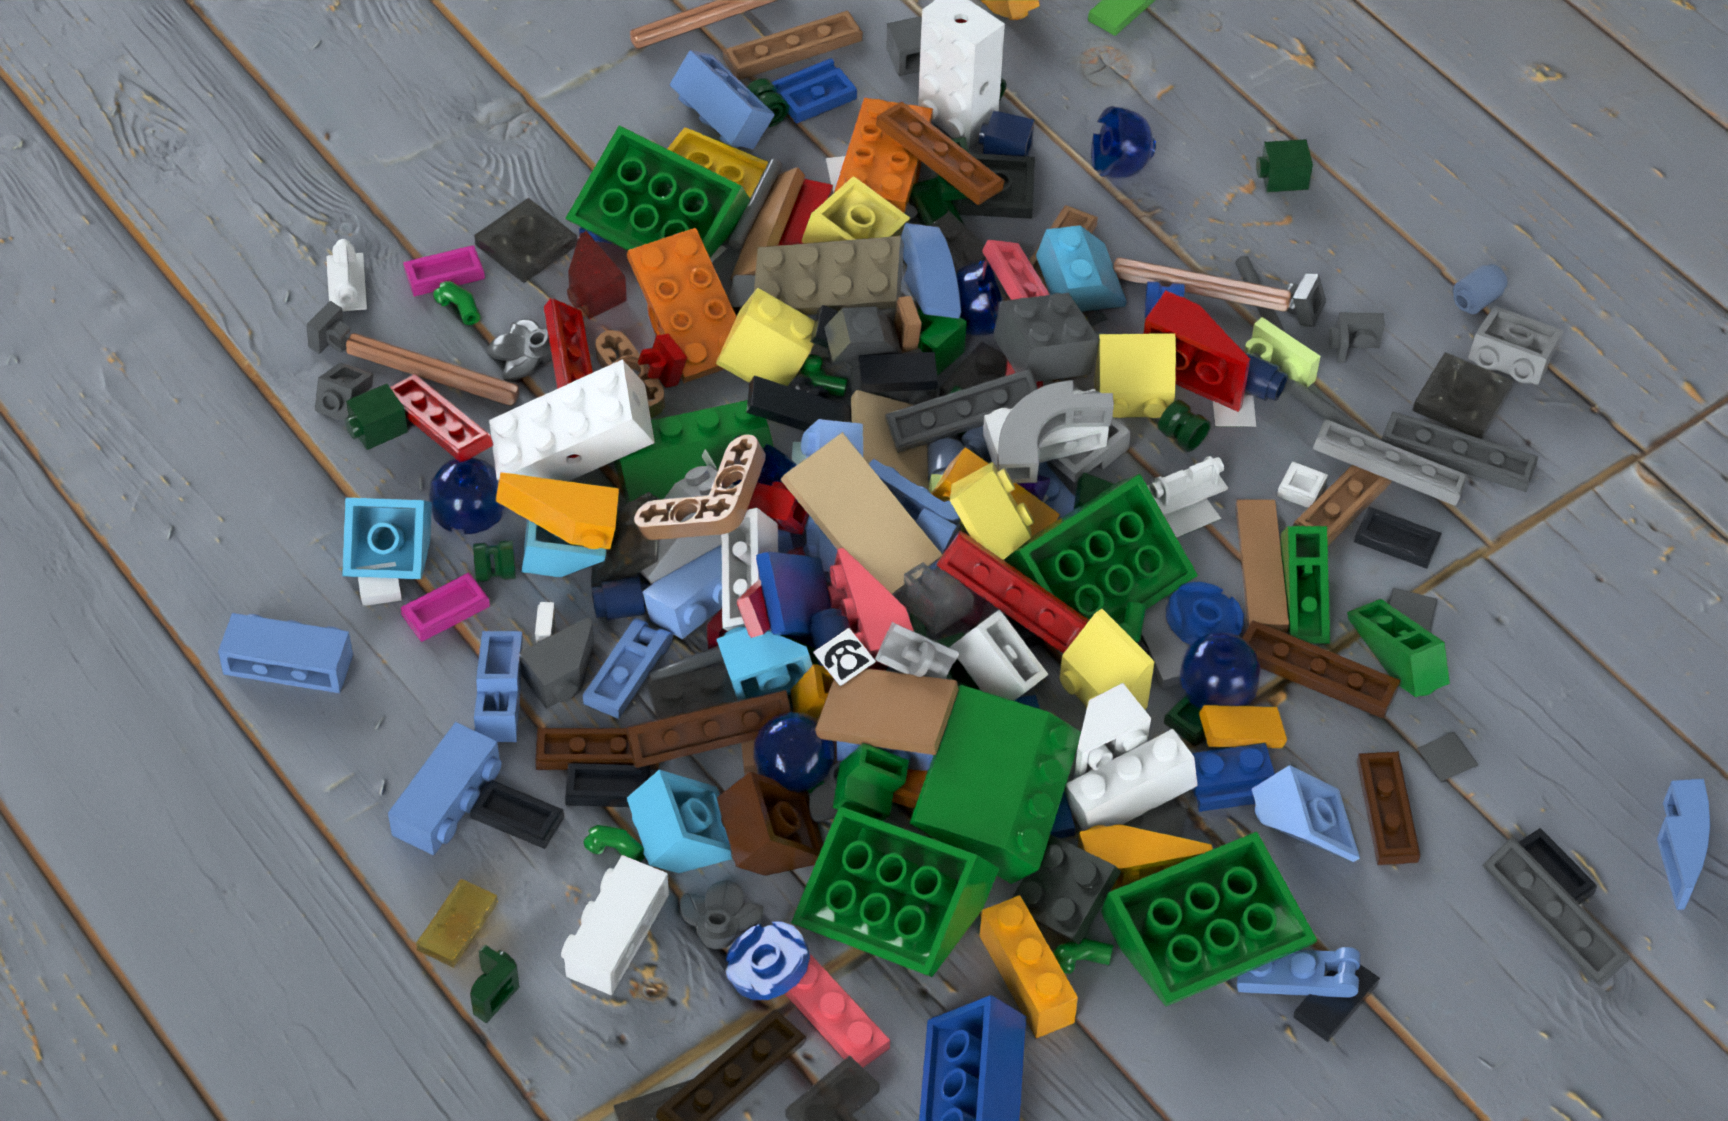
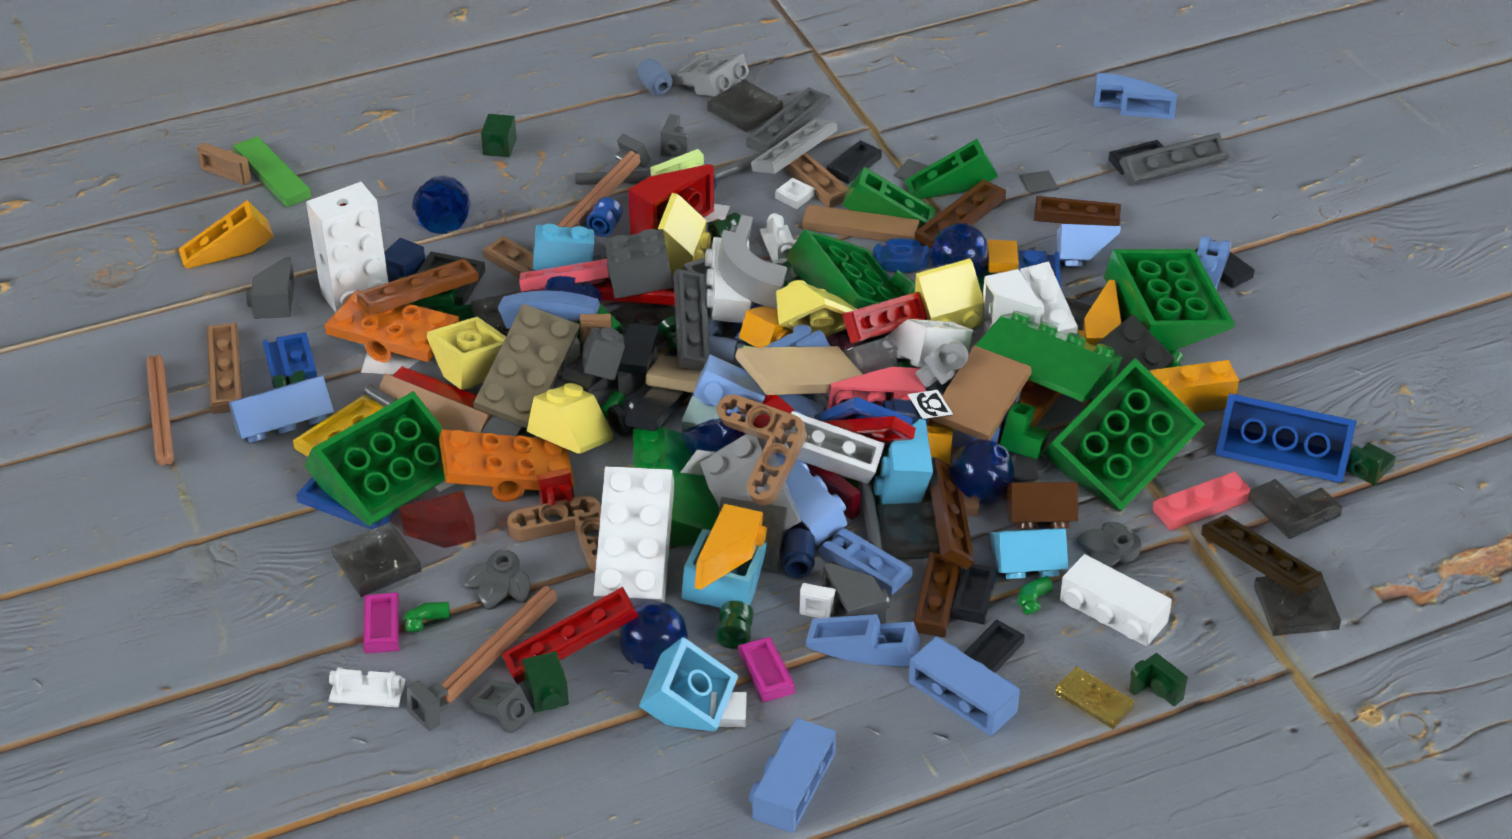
camera: 75 degrees left, 10 degrees down
(567, 342) = (532, 541): red tile -> none
(767, 961) = (1161, 521): tile -> none

